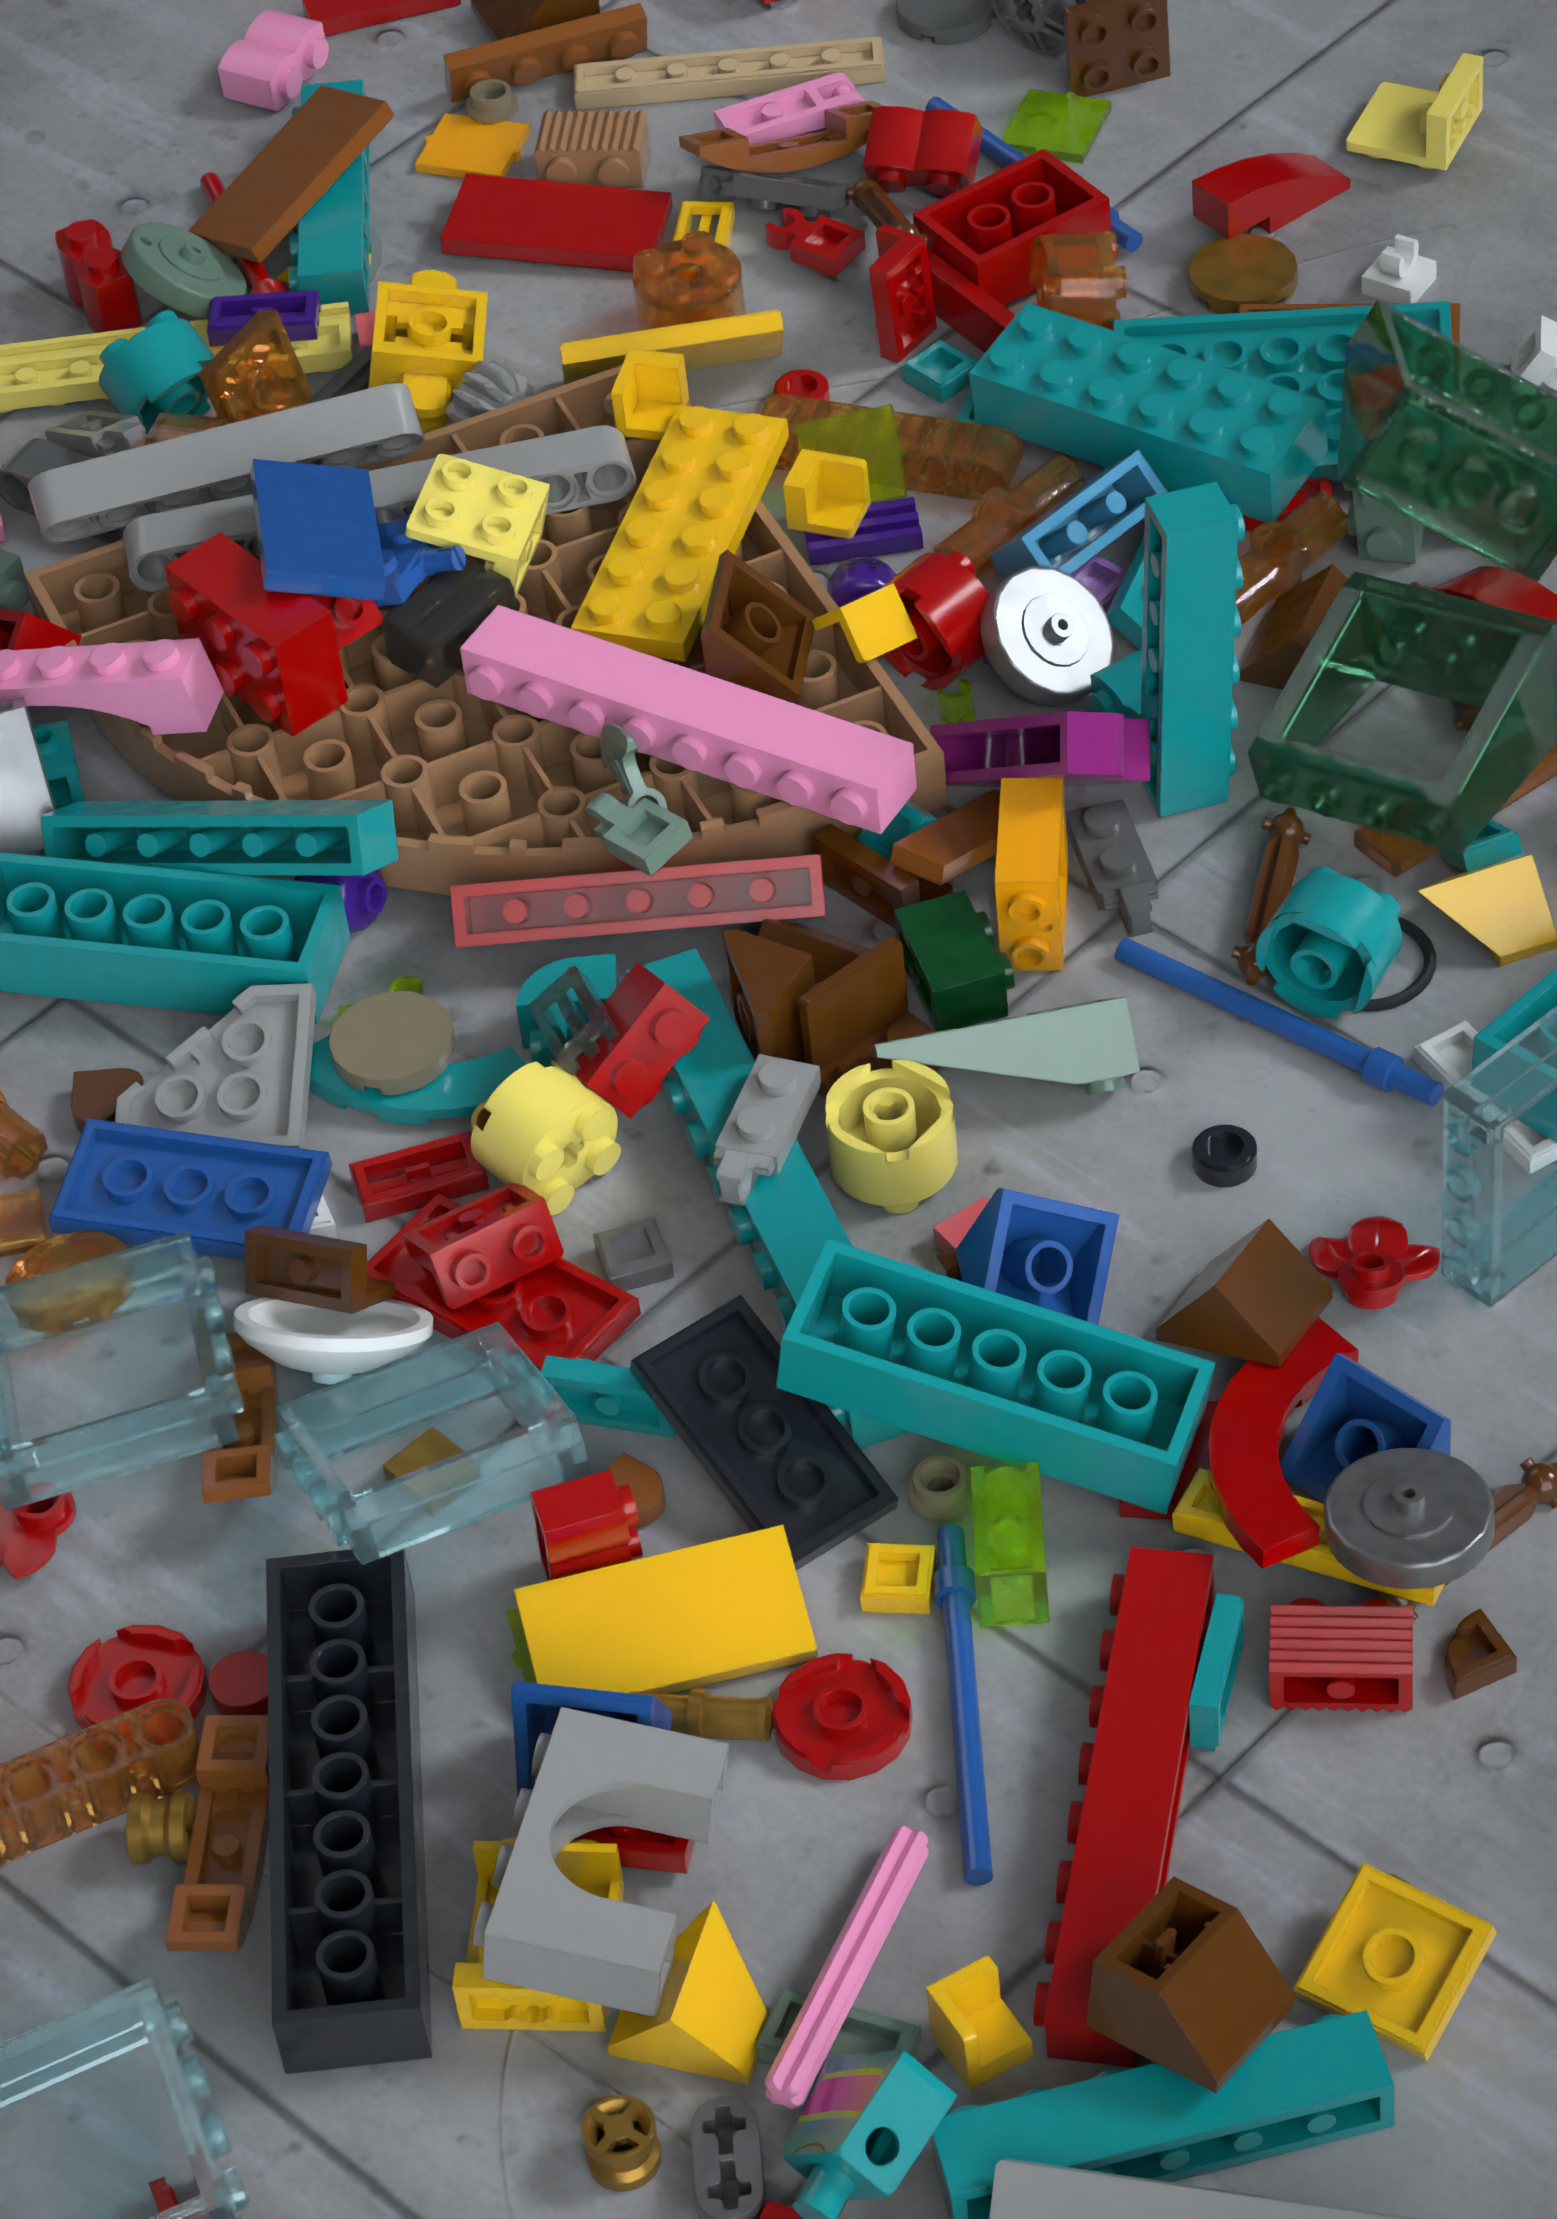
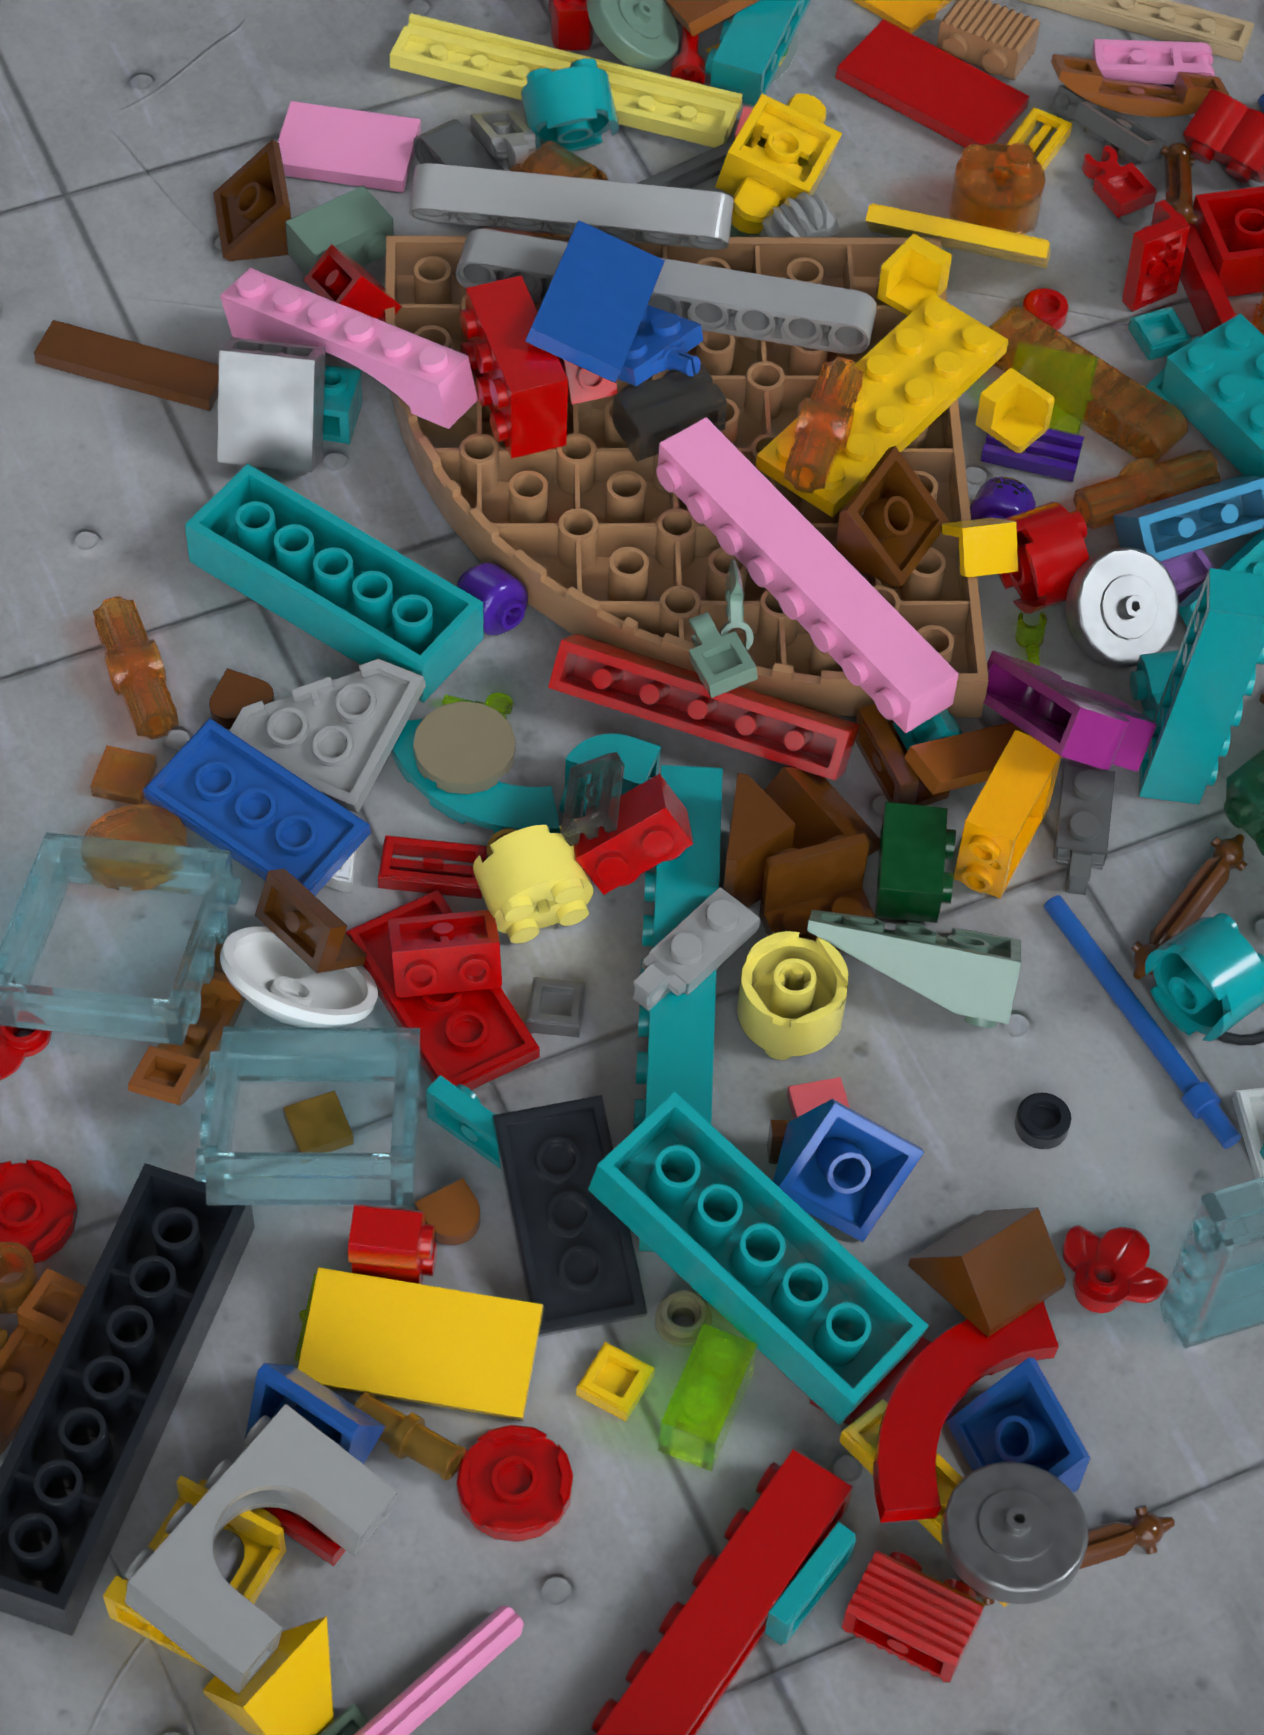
camera: 15 degrees right, 10 degrees up
(228, 835) = (420, 523): teal brick -> none
(240, 1684) = (86, 1245): red tile -> none
(256, 372) = (637, 137): clear orange plate -> none
(297, 311) = (672, 85): dark purple tile -> none
(482, 511) = (730, 335): light yellow bracket -> none
(634, 564) = (824, 425): none -> clear orange piece
(955, 1595) = (648, 1418): blue bar -> none
(1477, 1656) = (1021, 1660): reddish brown tile -> none

